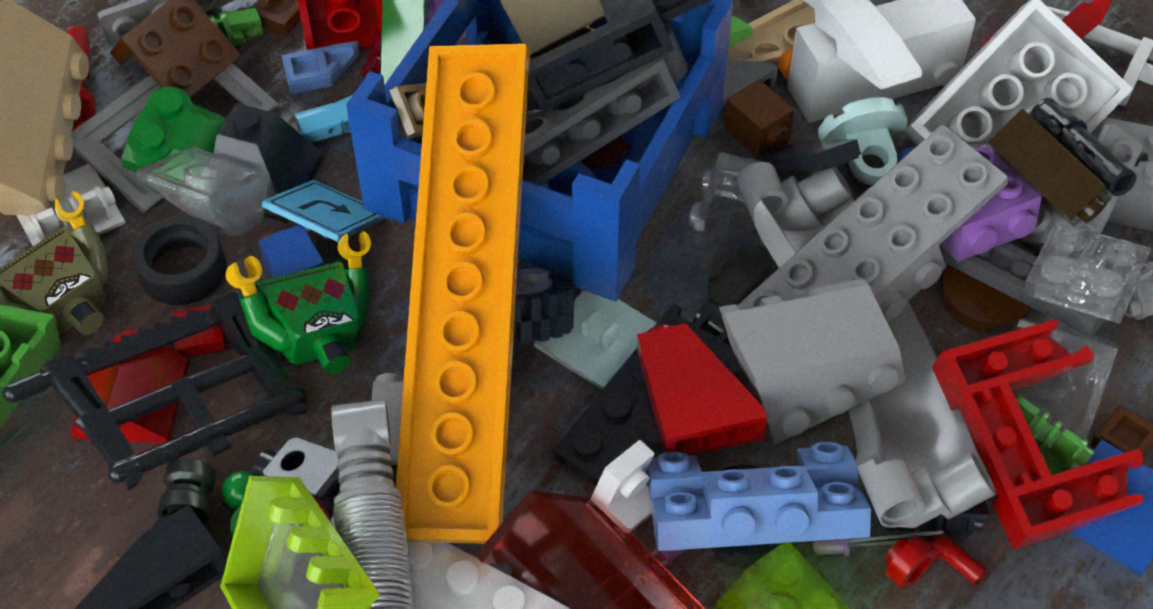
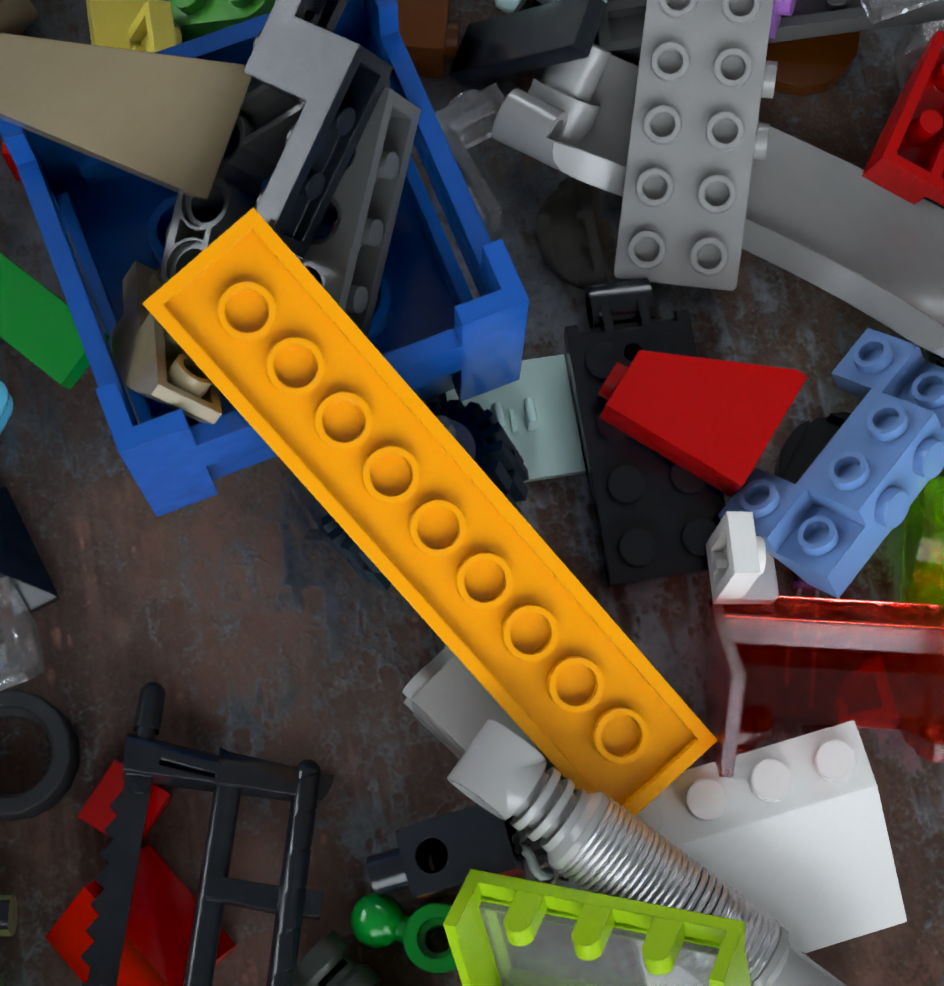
camera: 50 degrees left, 20 degrees up
(289, 252) = (140, 642): blue brick -> none
(311, 310) = (229, 675): green torso -> none
(322, 210) = (100, 554): medium azure piece -> none
(813, 354) = (774, 267): light grey wedge -> none

